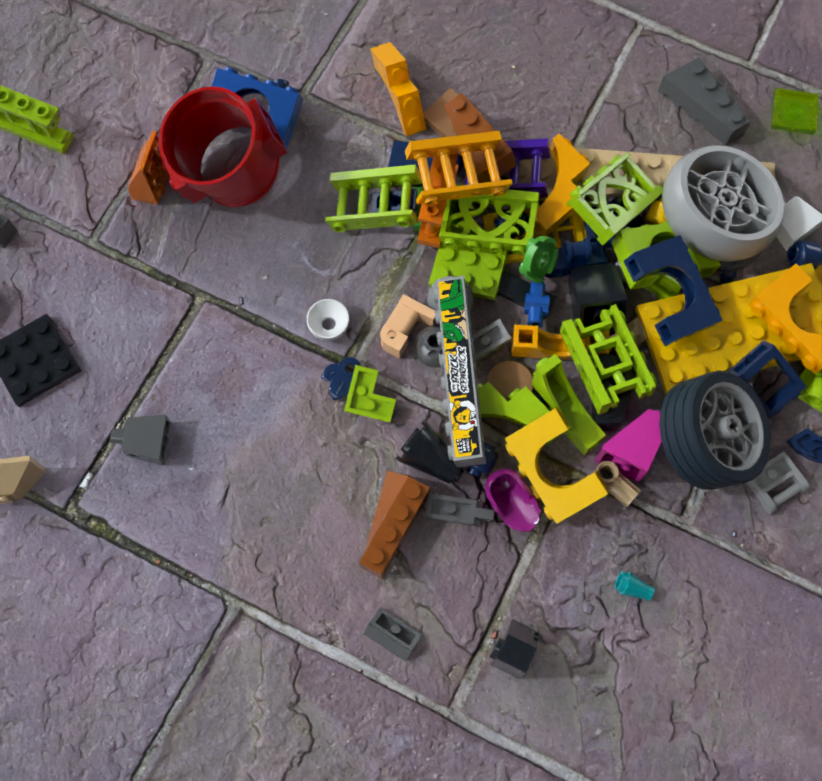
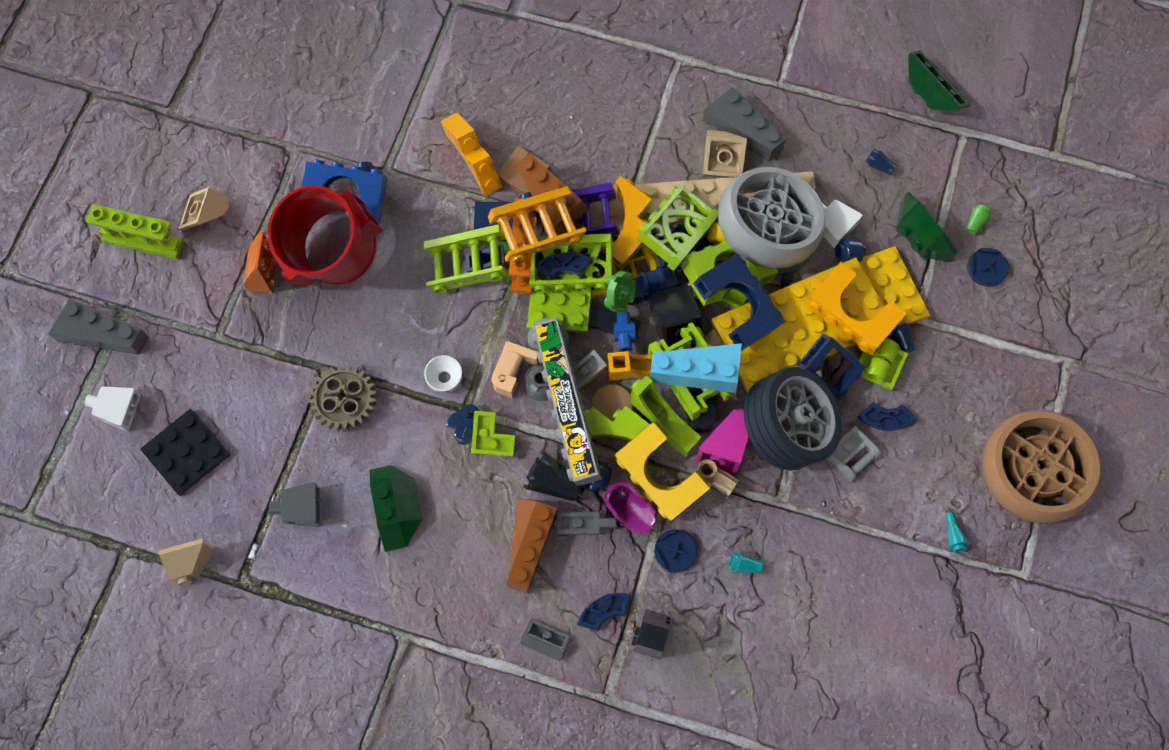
camera: 10 degrees left, 0 degrees up
(101, 102) = (203, 207): none -> tan slope
(206, 346) = (338, 415): none -> dark tan gear
(249, 456) = (394, 506): none -> dark green wedge
(464, 610) = (603, 609): none -> dark blue tile
(484, 218) = (563, 263): none -> dark blue tile
(556, 559) = (675, 551): none -> dark blue tile
(617, 355) = (698, 367): none -> medium azure wedge
(677, 129) = (724, 154): none -> tan slope
(794, 111) = (824, 122): clear neon green plate -> none

